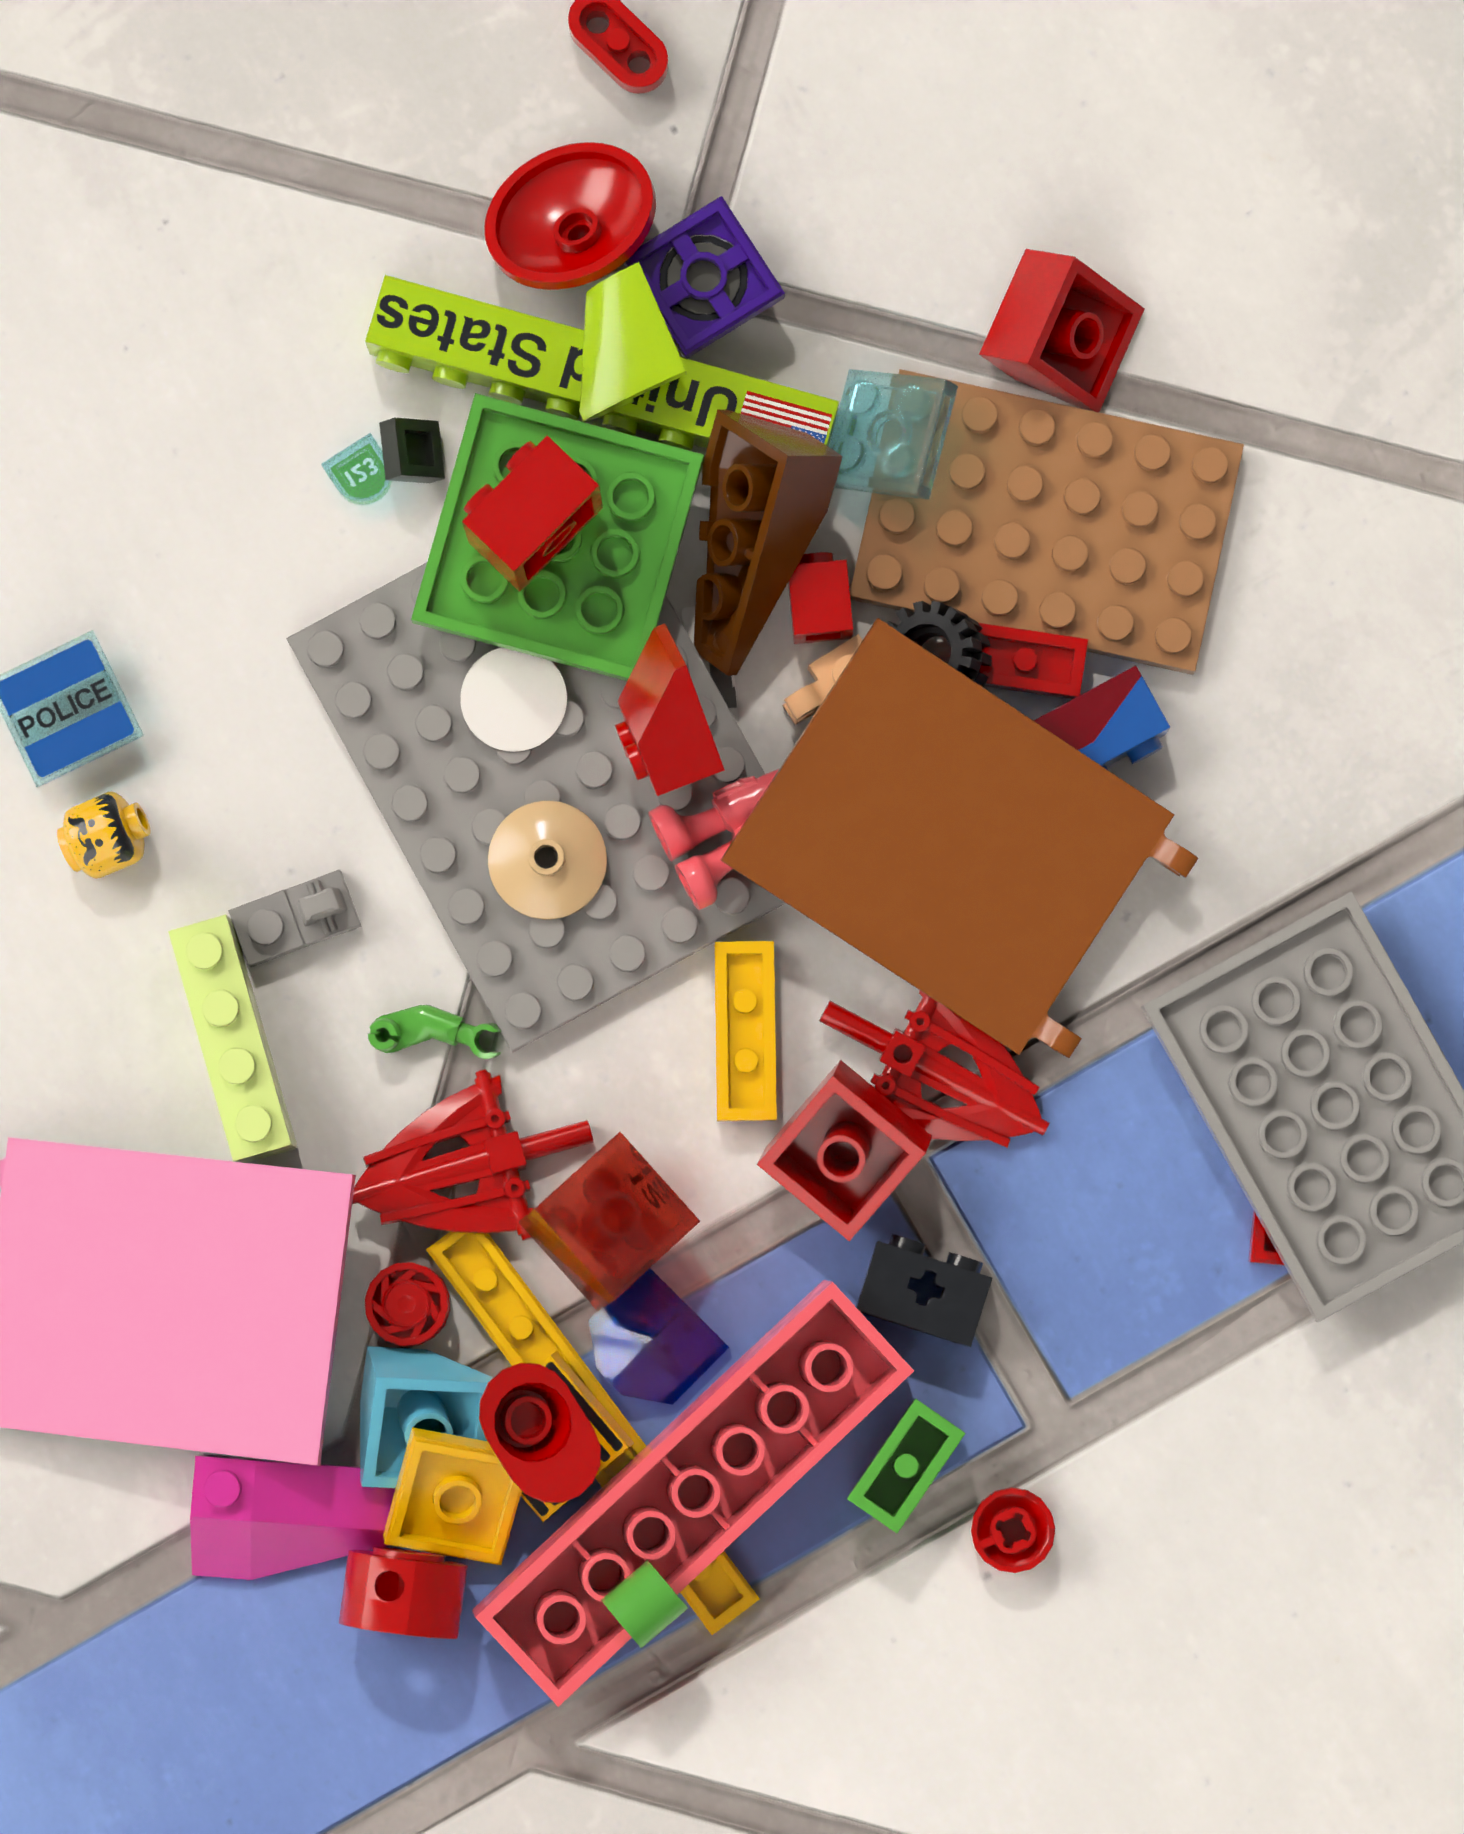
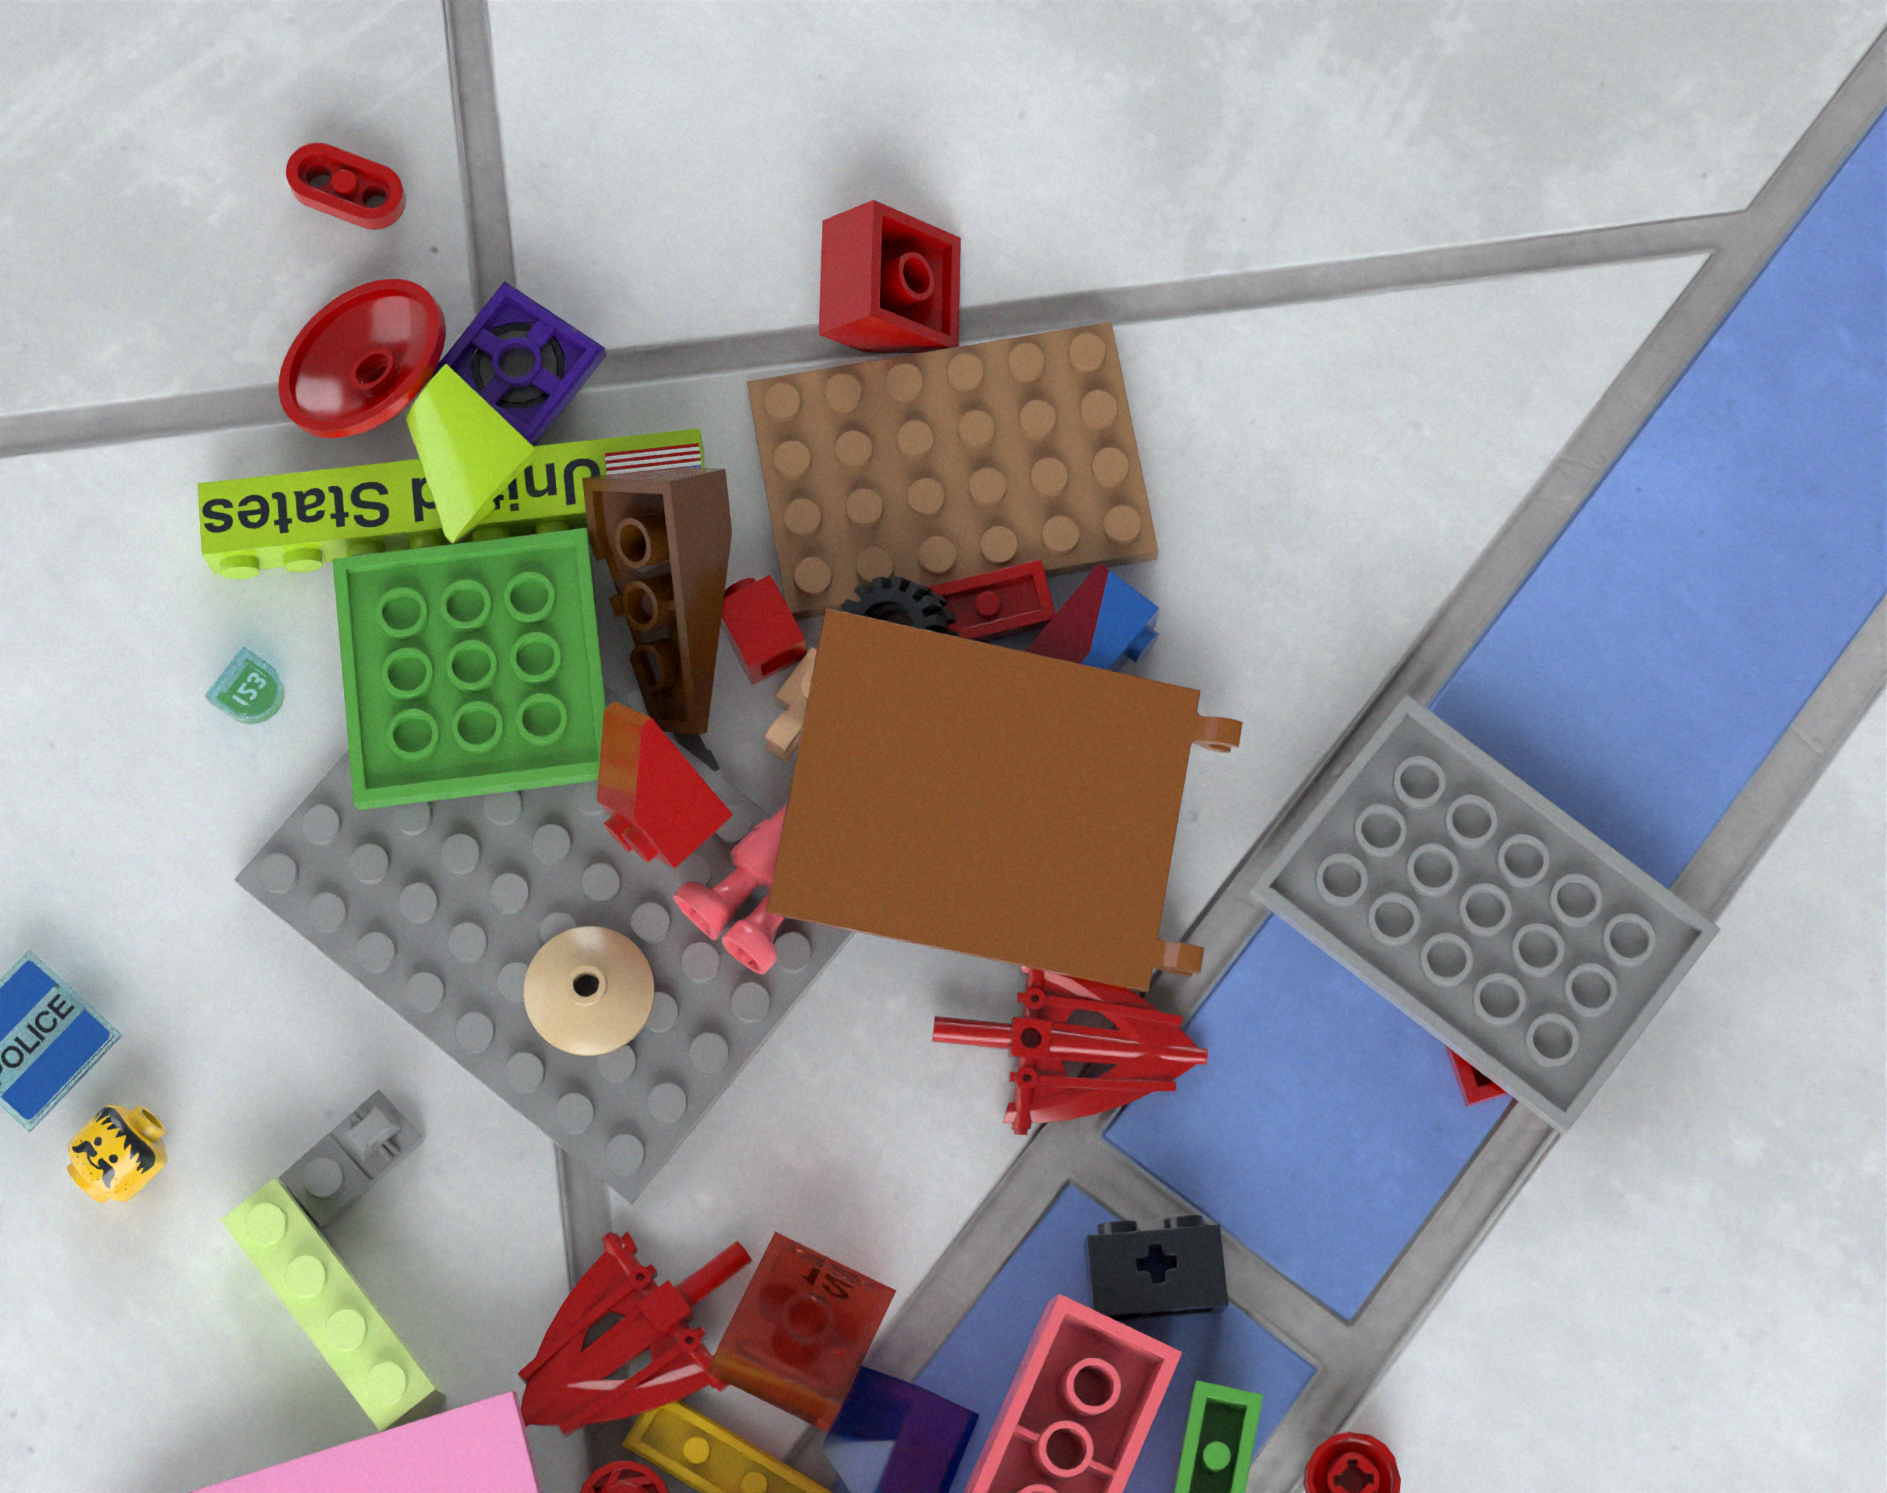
camera: 25 degrees left, 10 degrees down
(412, 450) = (291, 645): pearl dark grey plate -> none
(426, 1022) = (528, 1210): bright green arm -> none
(513, 700) = (490, 845): white sticker -> none
(531, 511) = (433, 640): red brick -> none
(745, 1031) = (862, 1082): yellow plate -> none
(845, 1150) = (1014, 1158): red brick -> none
(891, 432) = (765, 438): clear light blue plate -> none

